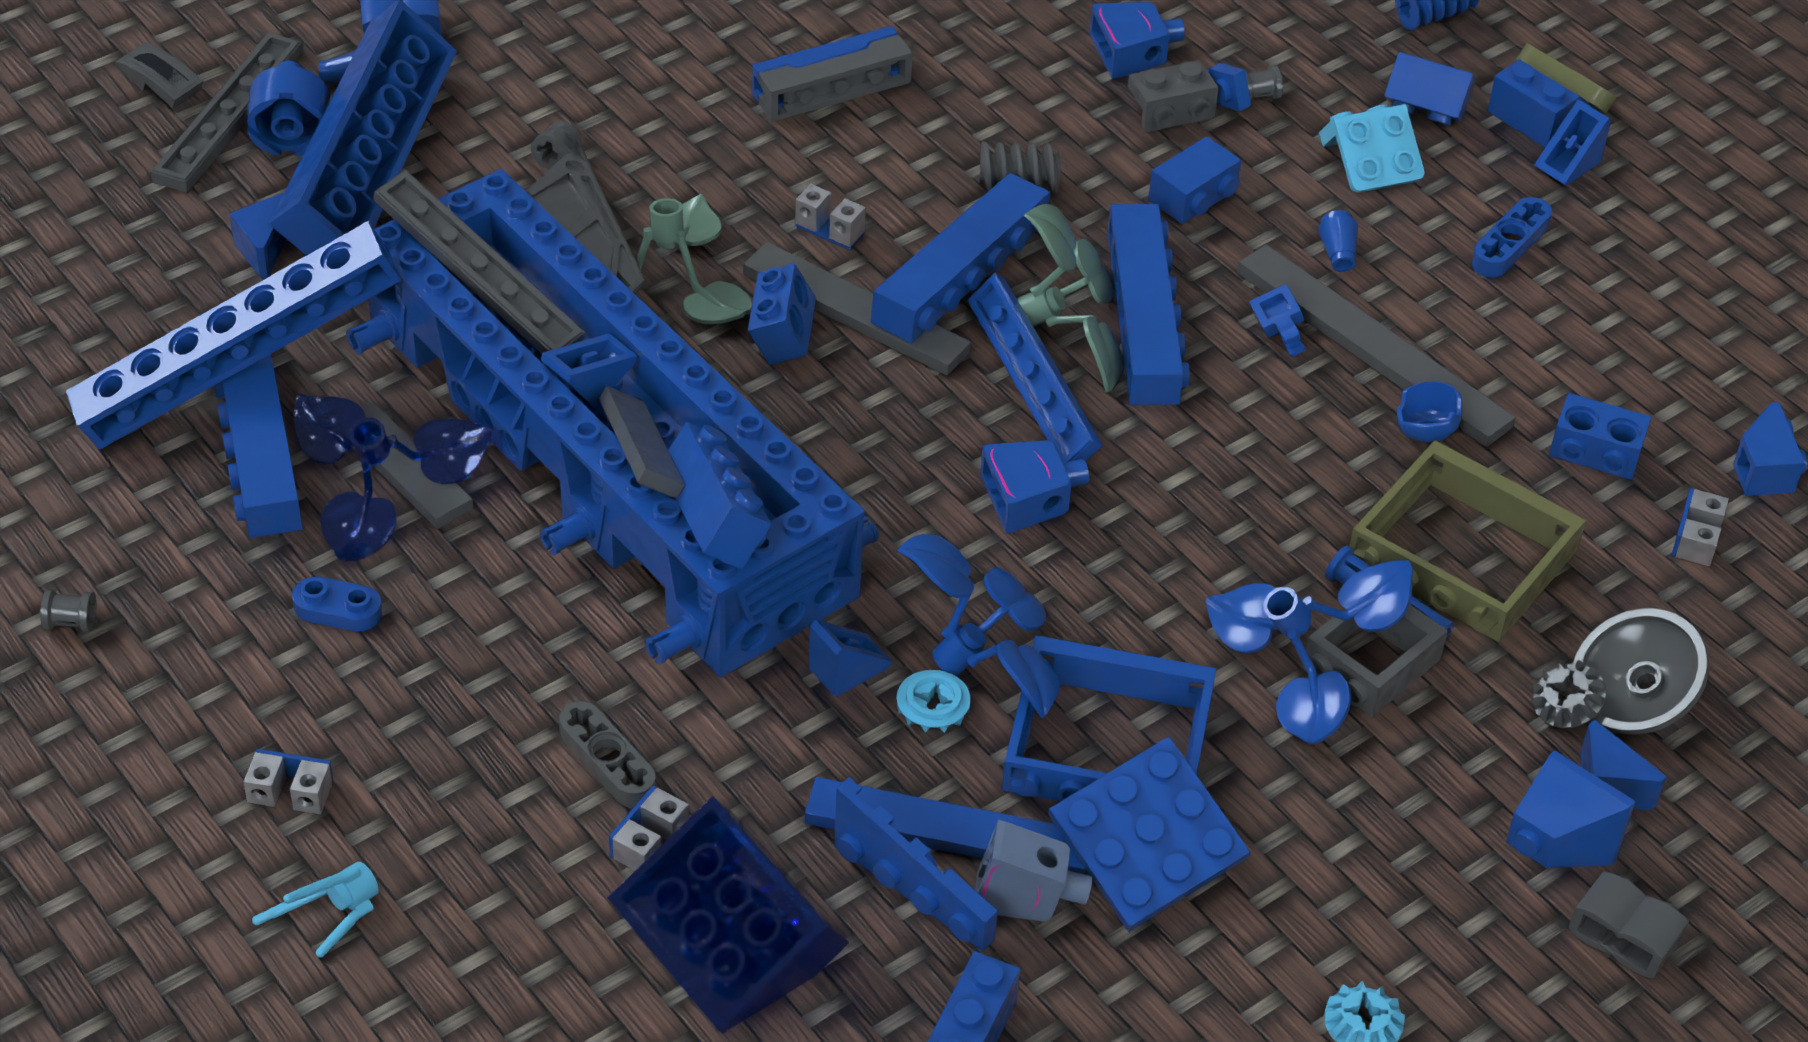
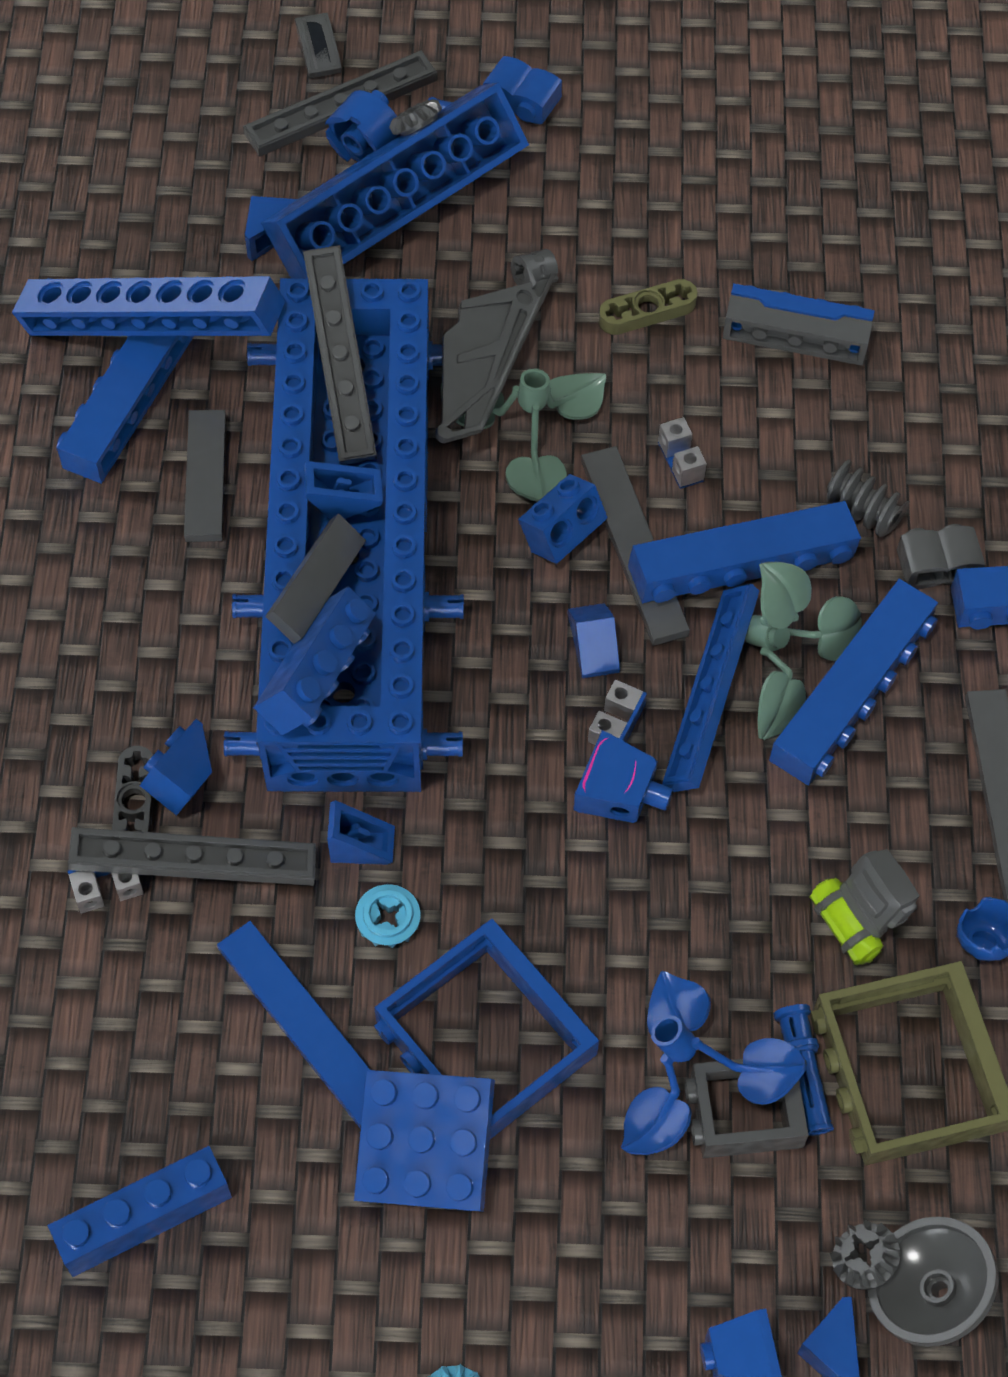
camera: 40 degrees right, 15 degrees up
(337, 604) = (66, 557): blue plate -> none
(343, 66) = (415, 117): none -> dark grey gear
(362, 524) = (177, 414): clear blue plant -> none
(632, 694) = (181, 770): none -> blue slope
(683, 141) = (658, 295): none -> olive beam
(712, 756) = (192, 856): none -> dark grey tile
(726, 917) = (94, 989): clear blue slope -> none
(897, 393) = (594, 640): none -> slope
(909, 868) = (234, 1034): blue wing -> none
(965, 643) = (514, 874): blue plant -> none
(971, 429) = (623, 702): none -> flat silver piece
(1028, 874) = (303, 1094): sand blue torso -> none
(1118, 176) = (934, 556): none -> dark grey brick
(1279, 314) = (952, 759): blue plate -> none
(1323, 444) = (866, 904): none -> dark grey piece

